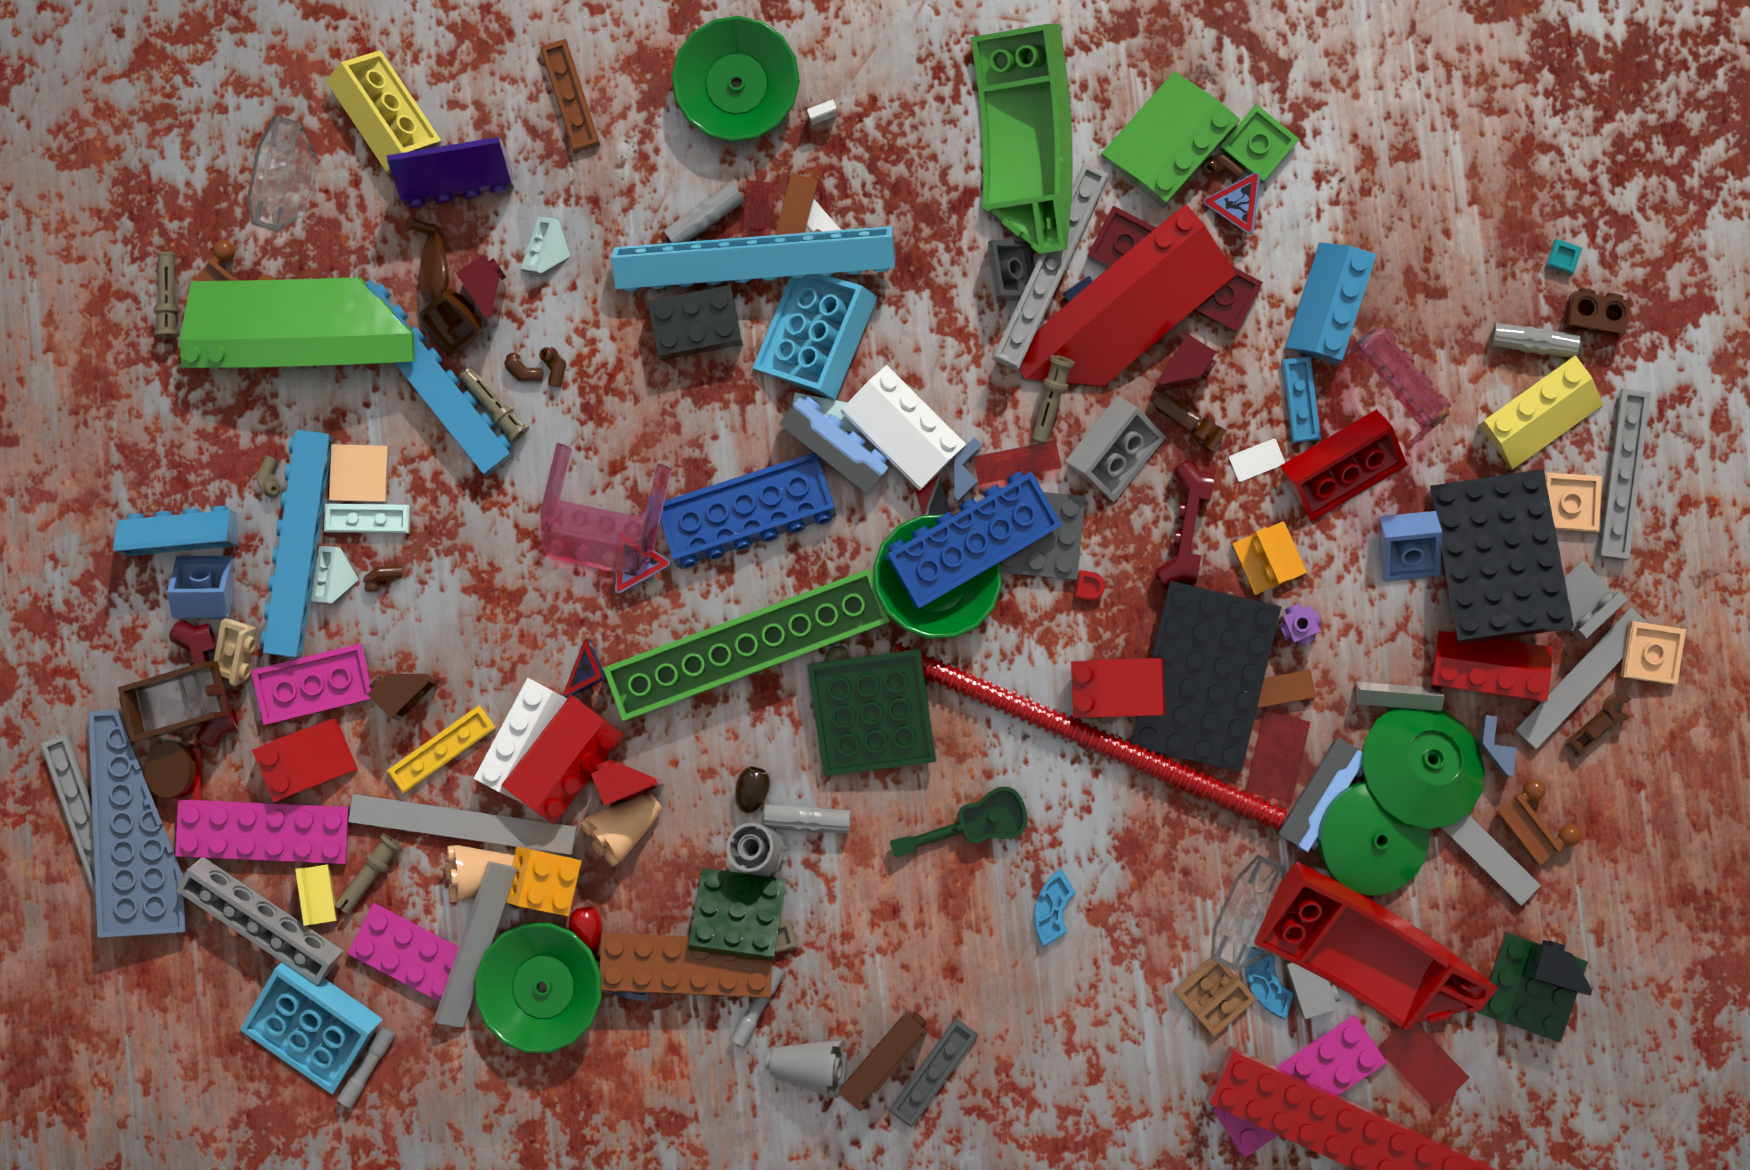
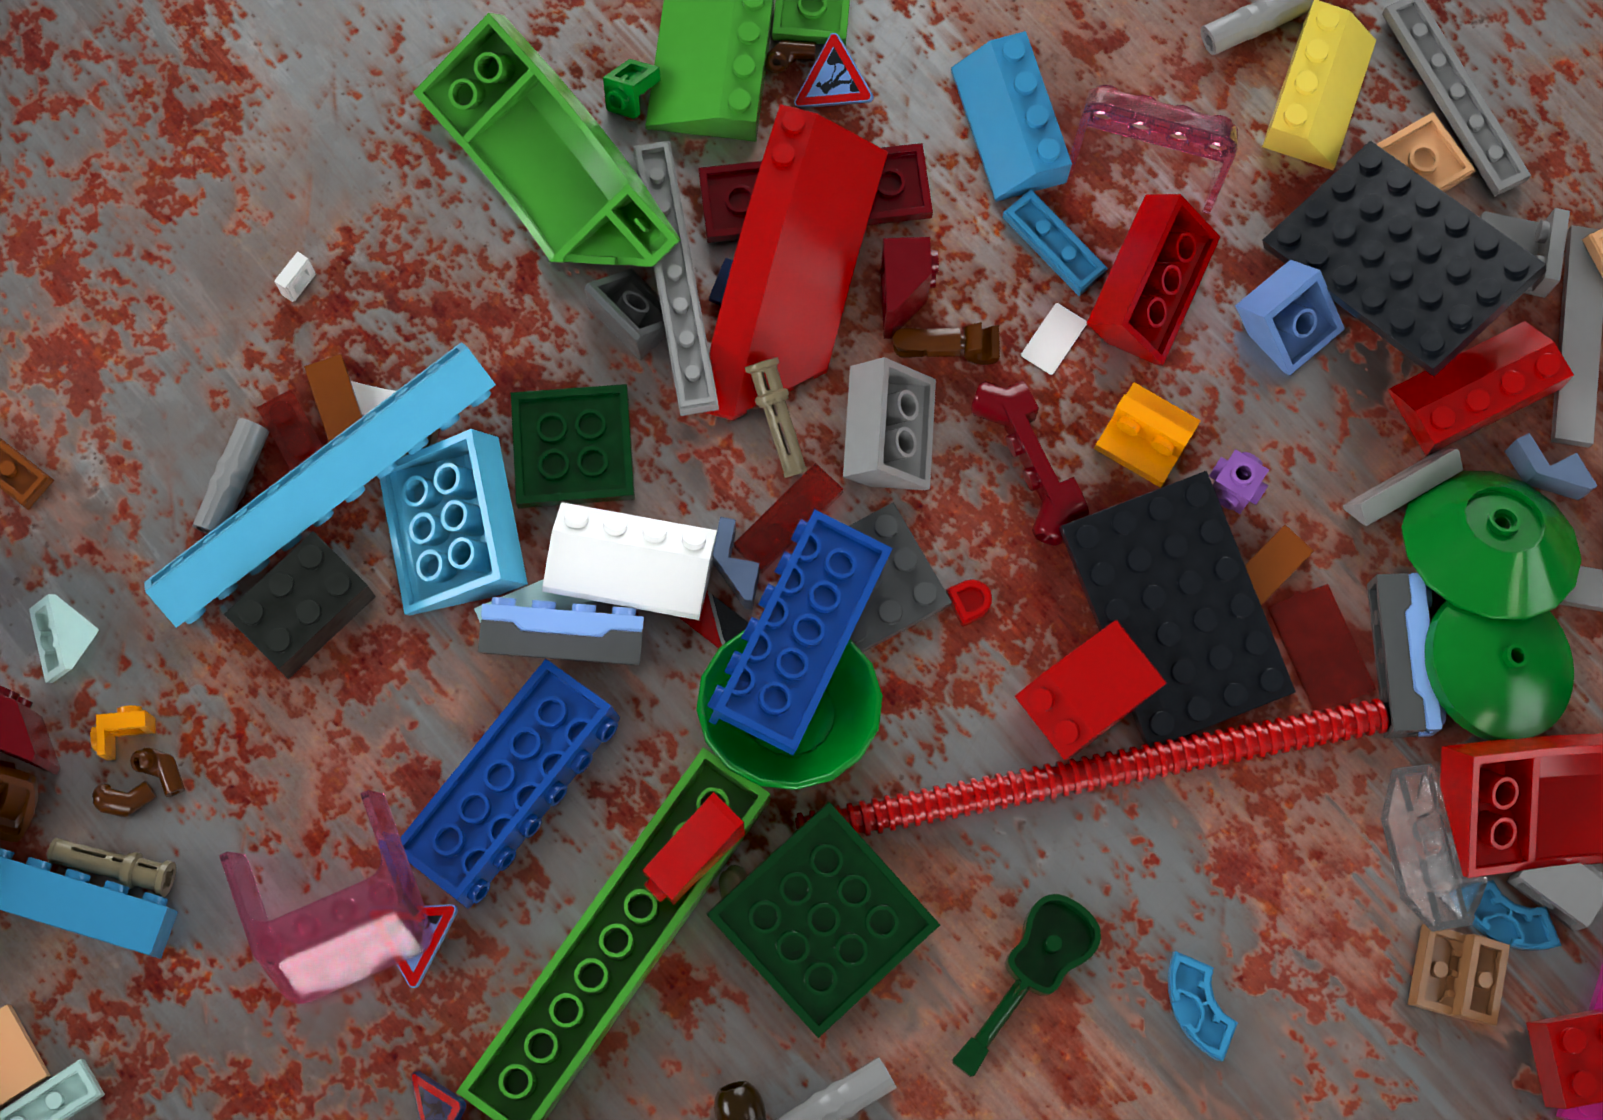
camera: 45 degrees left, 10 degrees down
(552, 325) = (127, 721): none -> light orange bracket
(732, 51) = (143, 275): green dish -> none
(821, 625) = (693, 850): none -> red slope
(918, 331) = (572, 446): none -> dark green plate
(1108, 120) = (626, 84): none -> green bracket

